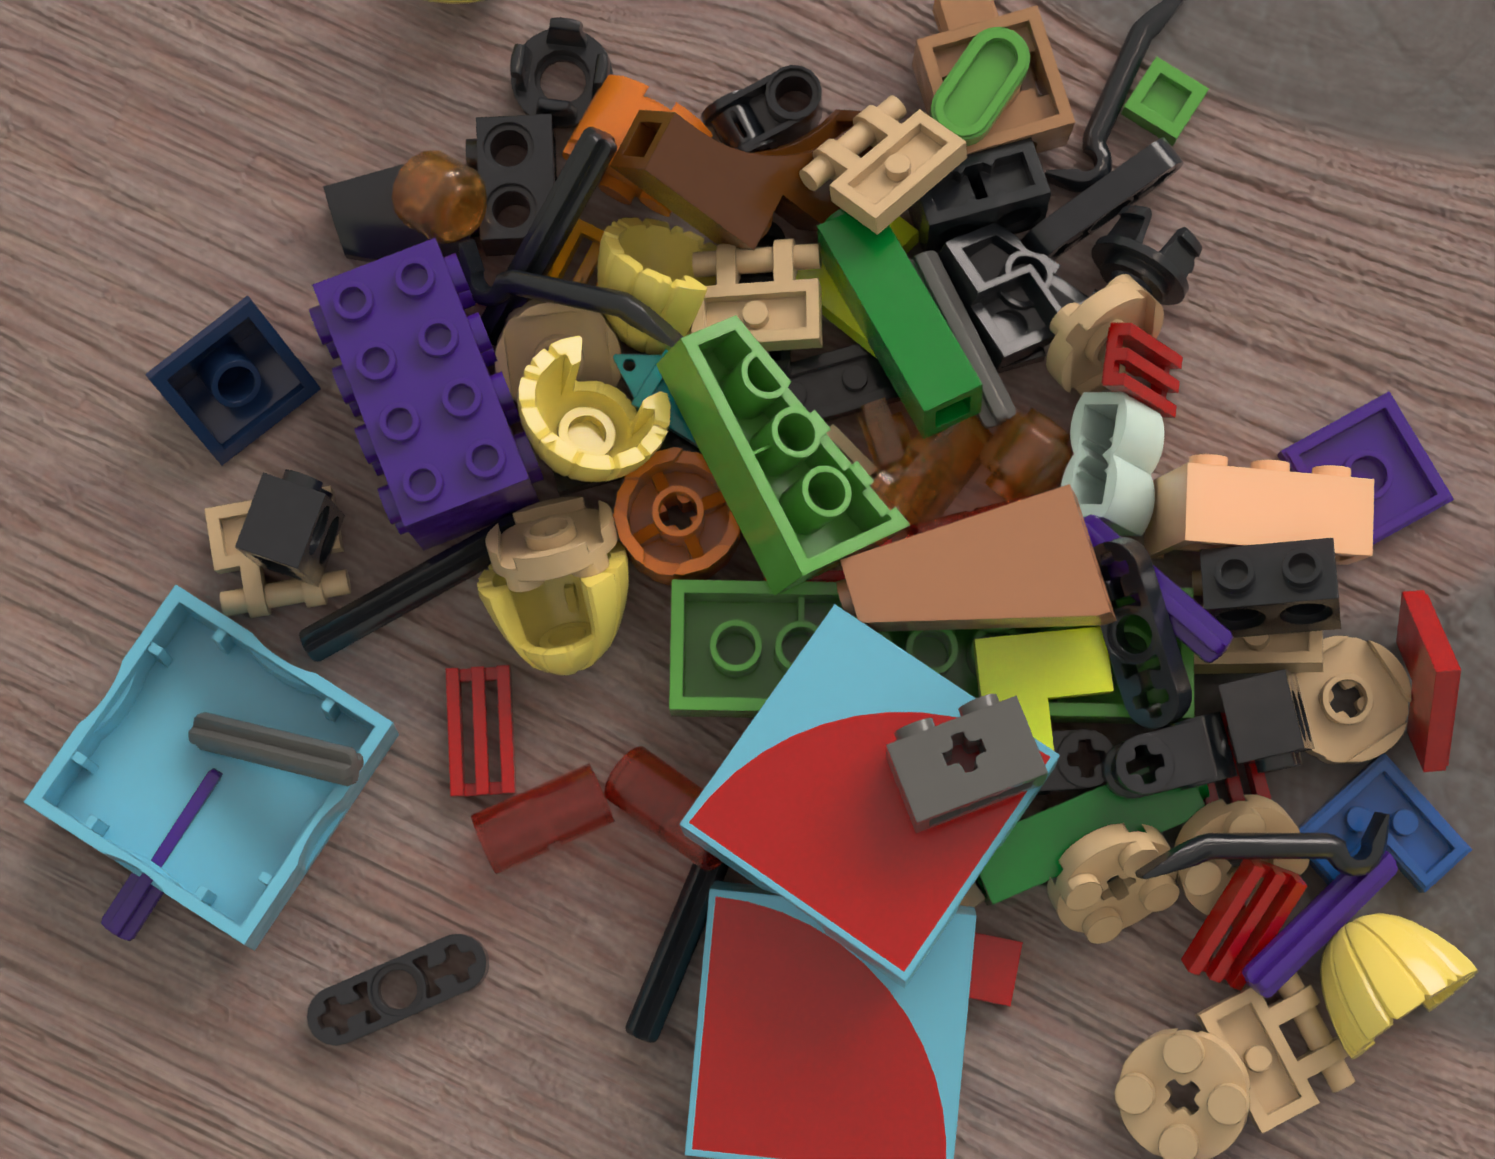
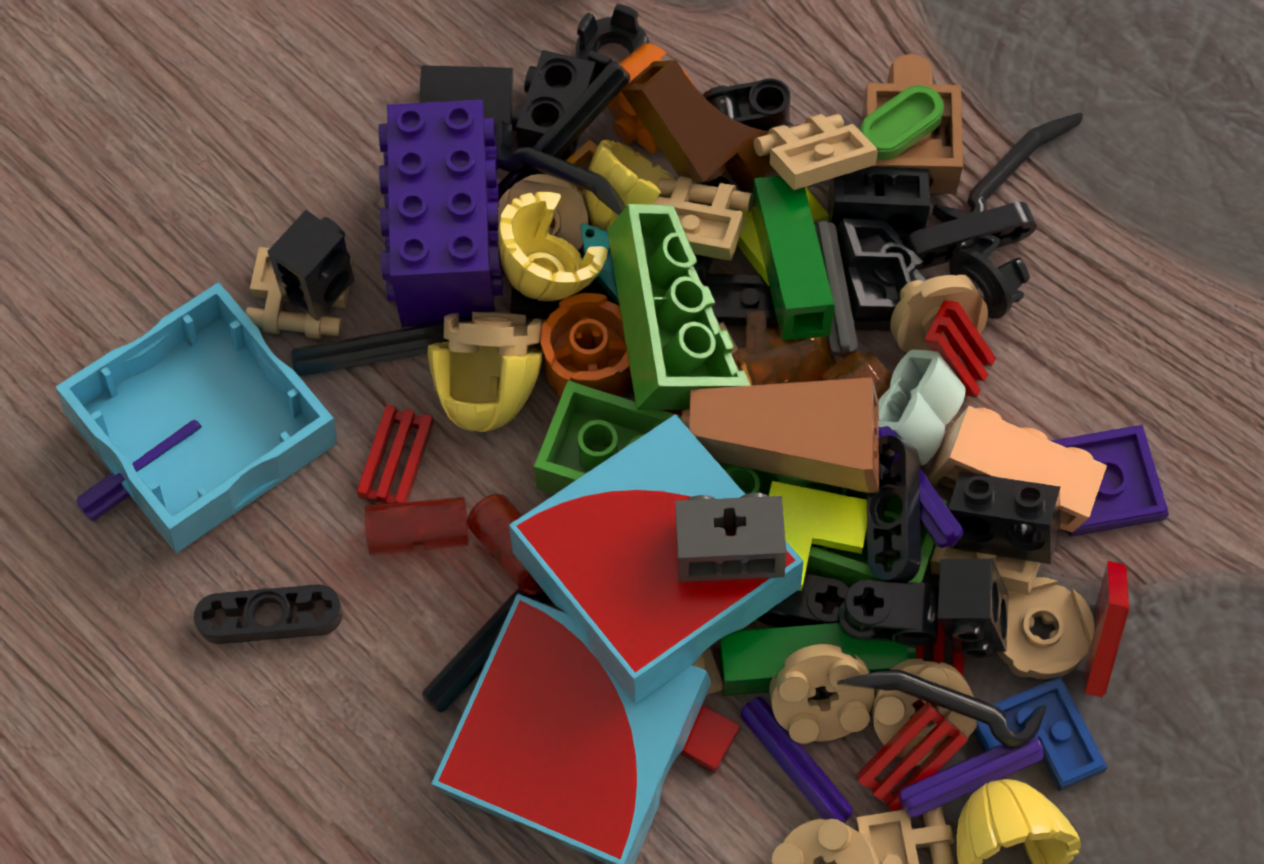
camera: 20 degrees right, 15 degrees down
(233, 380) = (311, 168): dark blue slope -> none
(276, 748) = (245, 411): dark grey axle -> none
(439, 197) = (500, 85): clear orange head -> none
(1104, 966) = (795, 761): none -> dark purple axle
(1164, 100) = (1037, 185): bright green tile -> none

